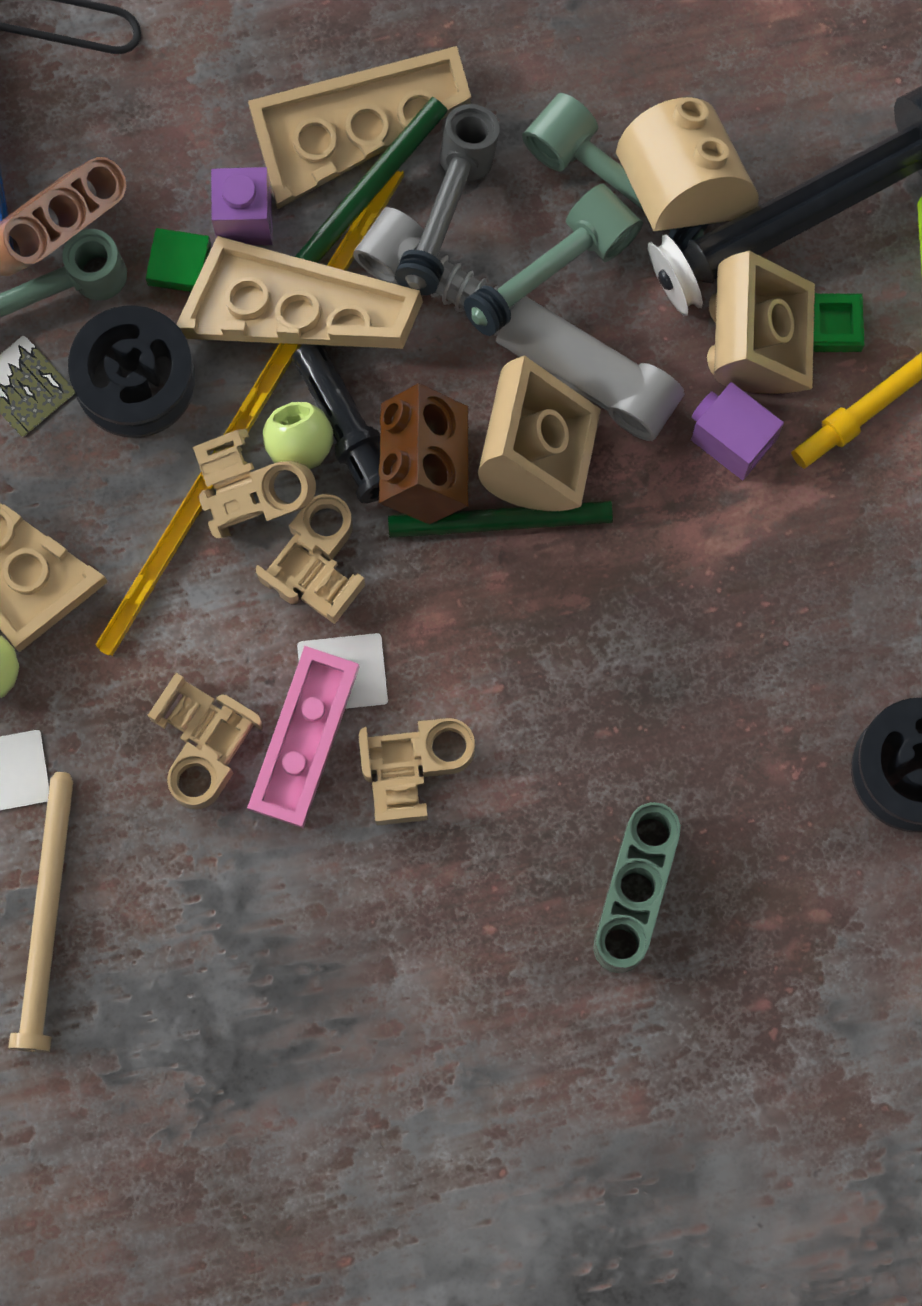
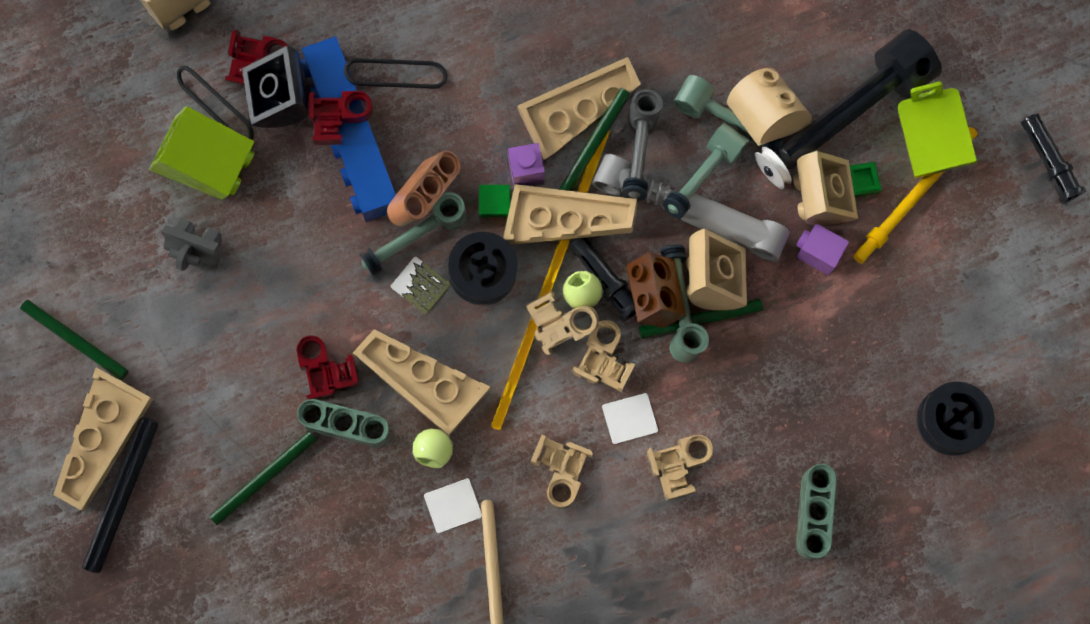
camera: 15 degrees left, 0 degrees up
(303, 737) = (618, 458): bright pink plate -> none
(468, 531) = (687, 329): none -> sand green piece

